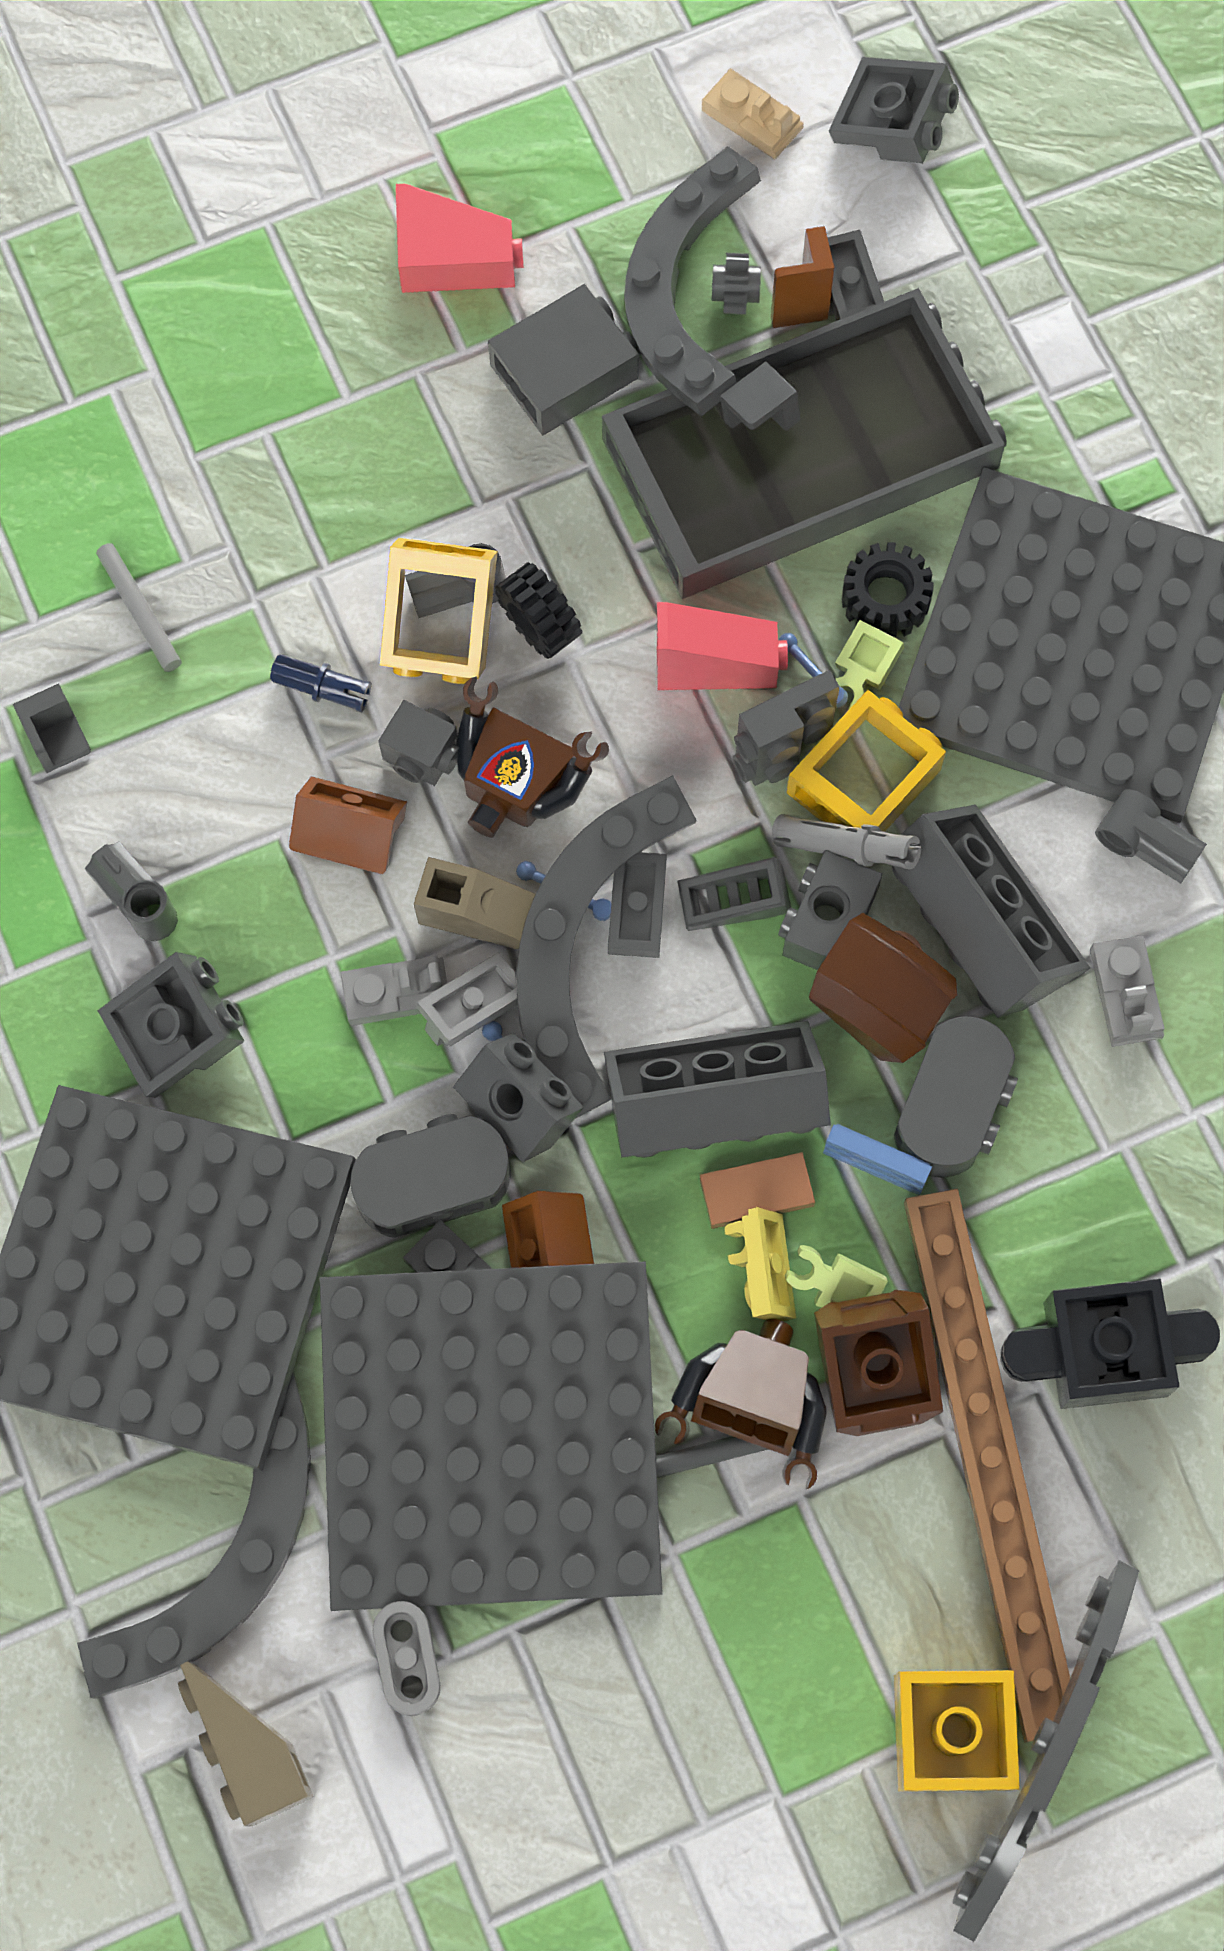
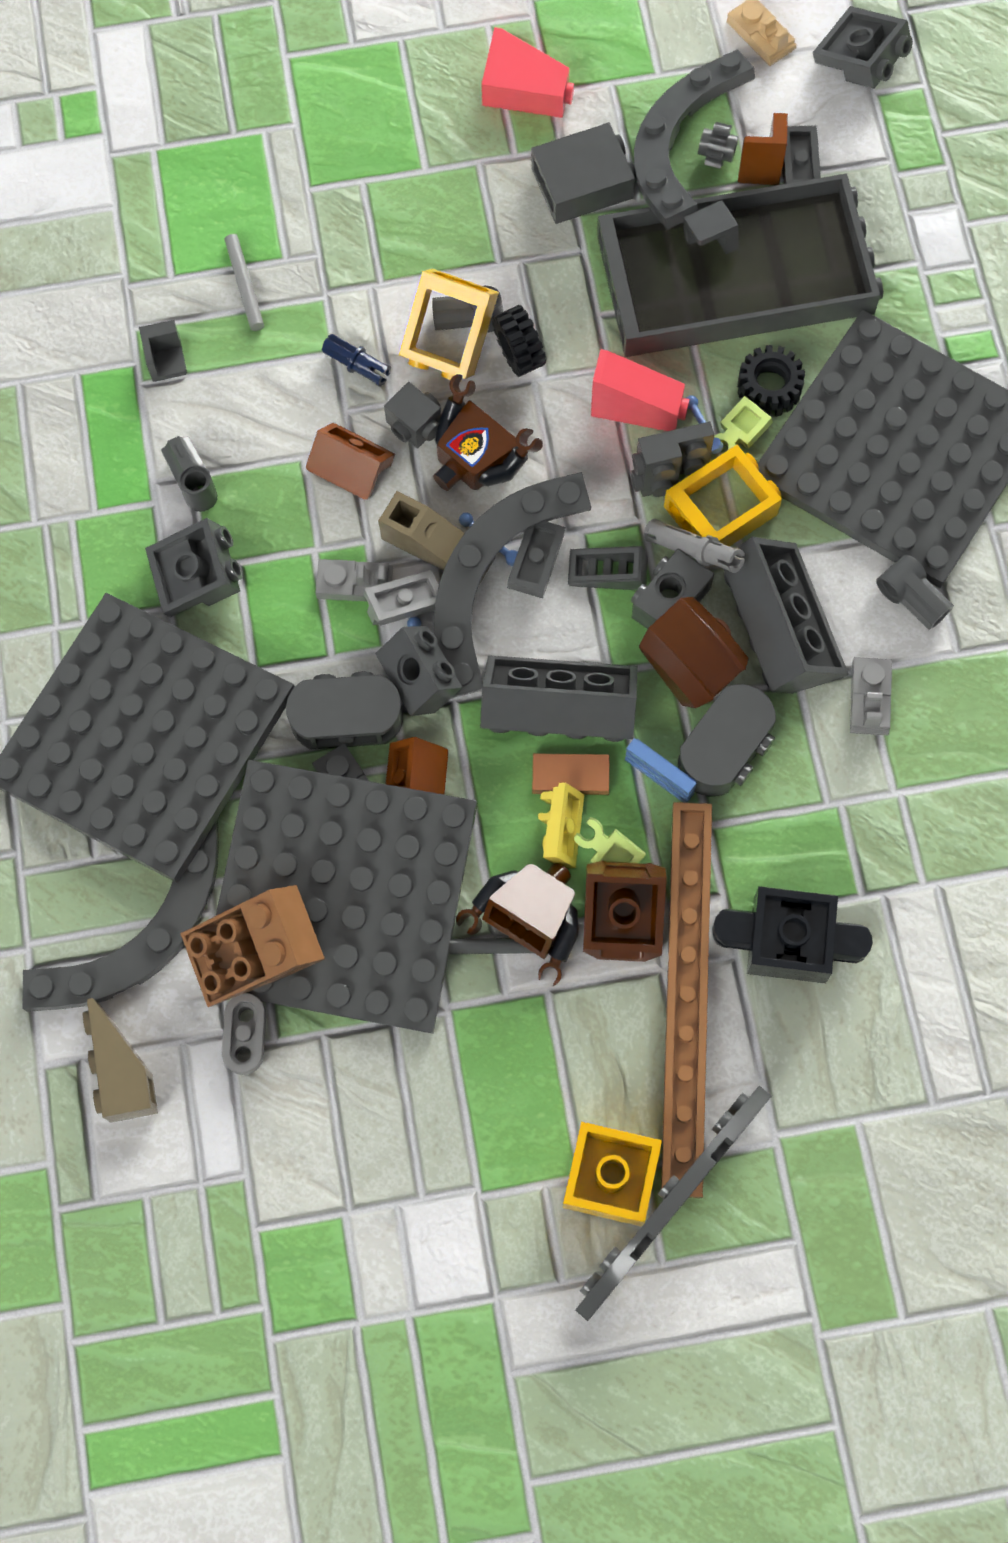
camera: 15 degrees right, 0 degrees up
(390, 1536) = (252, 945): none -> medium nougat slope

